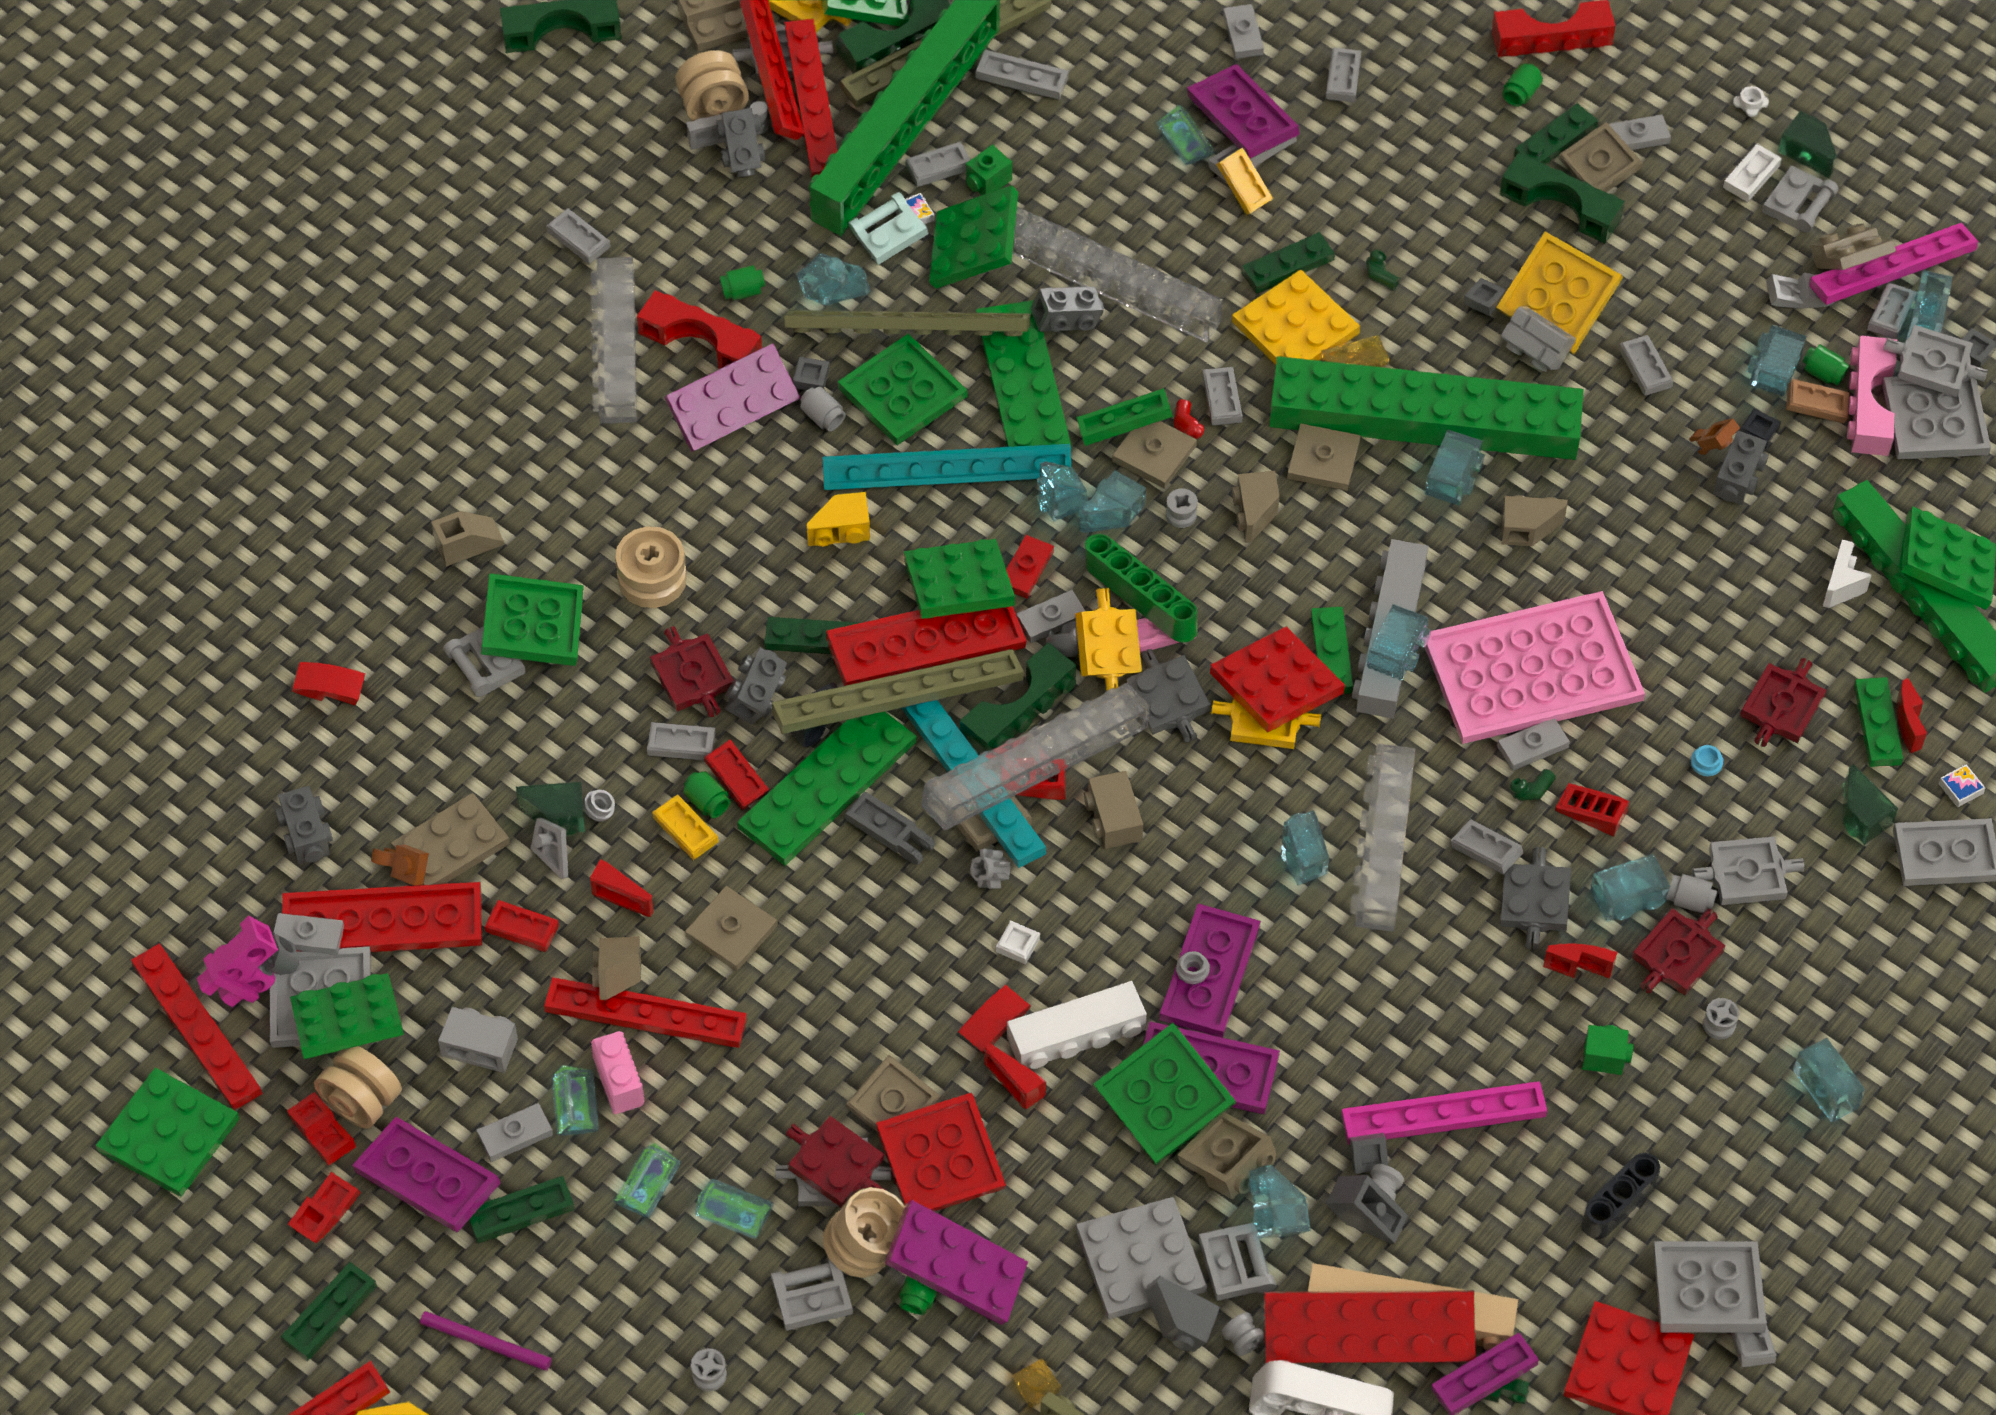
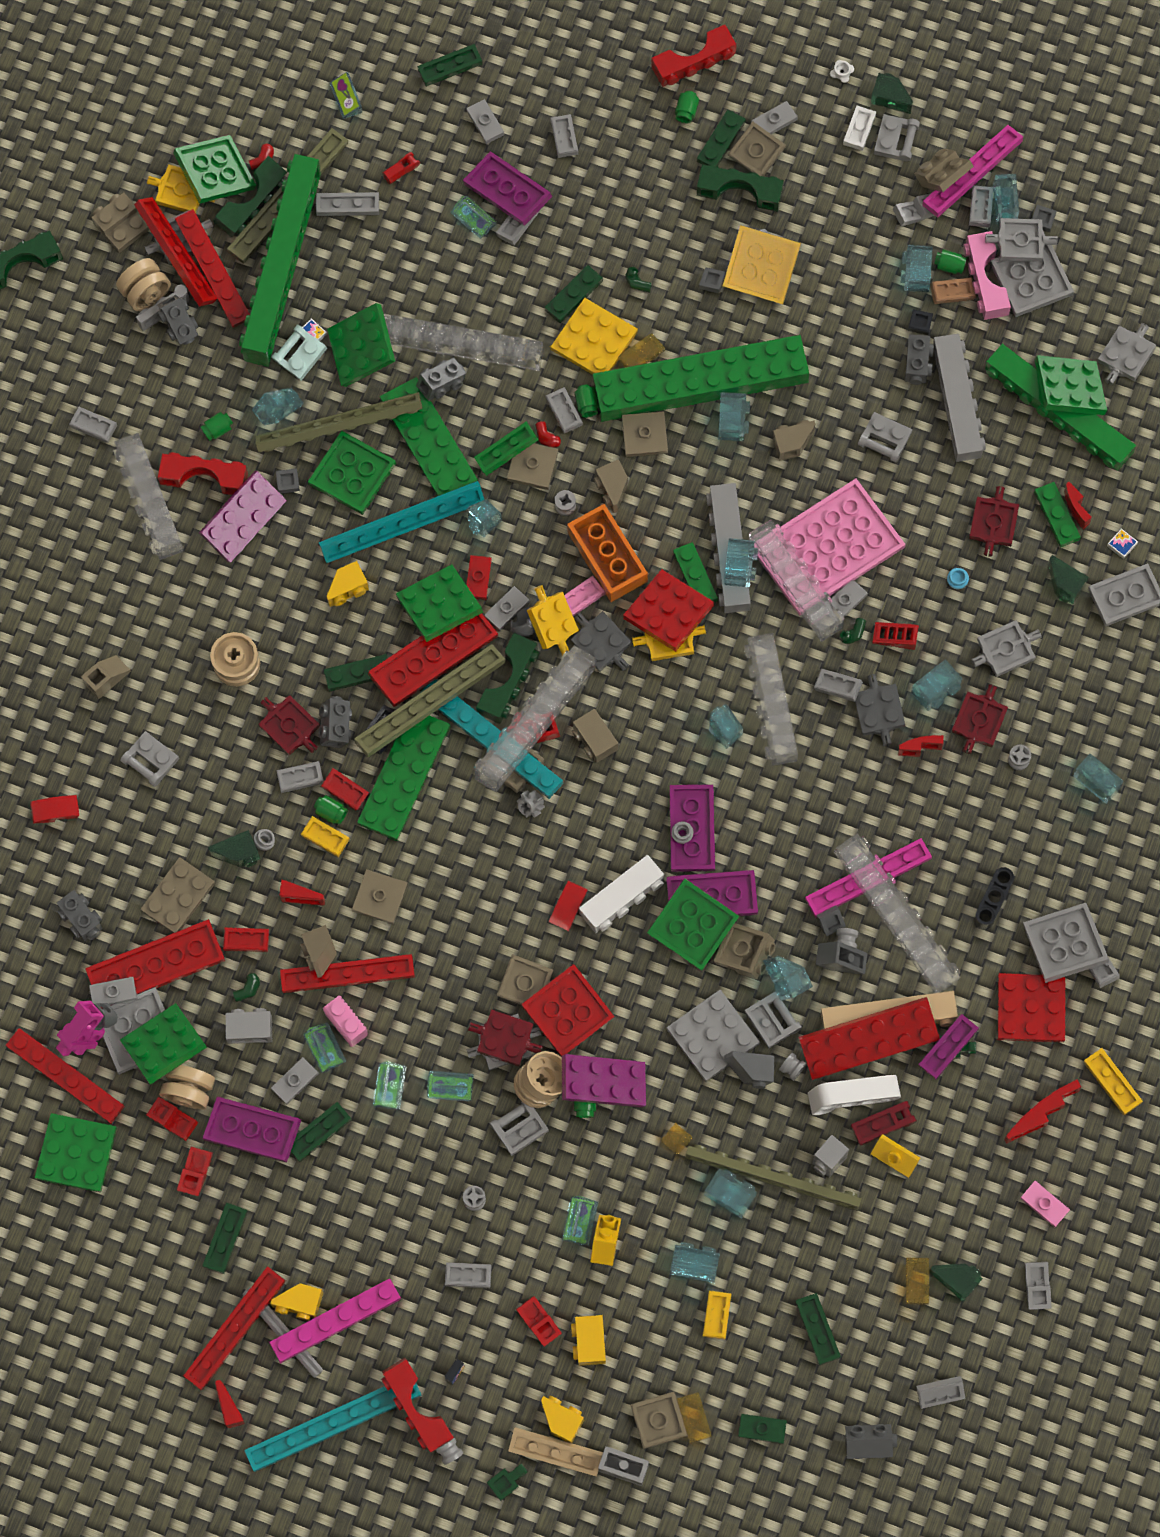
camera: 15 degrees left, 15 degrees up
(406, 862) = (157, 922): dark orange plate -> none
(485, 1340) = (329, 1224): magenta bar -> none
(500, 991) = (250, 988): none -> dark green arm
(532, 619) = (172, 722): green plate -> none
(551, 846) = (244, 878): light grey piece -> none
(822, 408) = (304, 504): light grey brick -> none
(888, 827) = (454, 794): dark grey hinge -> none
(938, 164) = (315, 292): light grey plate -> none
(988, 171) = (351, 288): green brick -> none
(1018, 942) = (564, 847): white tile -> none
(1018, 1079) = (598, 943): red slope -> none
(1110, 53) = (398, 170): none -> red bar
(1113, 505) = (521, 515): clear light blue slope -> none
(1141, 588) = (565, 580): green beam -> none
(1217, 582) = (607, 552): none -> orange brick
(1244, 181) = (526, 242): yellow plate -> none
(1257, 392) = (586, 401): none -> green brick
(1469, 1169) = (897, 914): none -> clear brick
(1472, 692) = (796, 580): none -> clear brick
(1537, 338) = (757, 303): light grey brick -> none
(1606, 1049) = (955, 801): green brick -> none
(1646, 365) = (833, 298): light grey plate -> none
(1667, 549) = (886, 431): none -> light grey plate
(1691, 893) = (976, 676): light grey brick -> none
(1715, 437) = (896, 342): dark orange plate -> none
(1782, 533) = (958, 398): none -> light grey brick
(1845, 581) = (1006, 420): white slope -> none

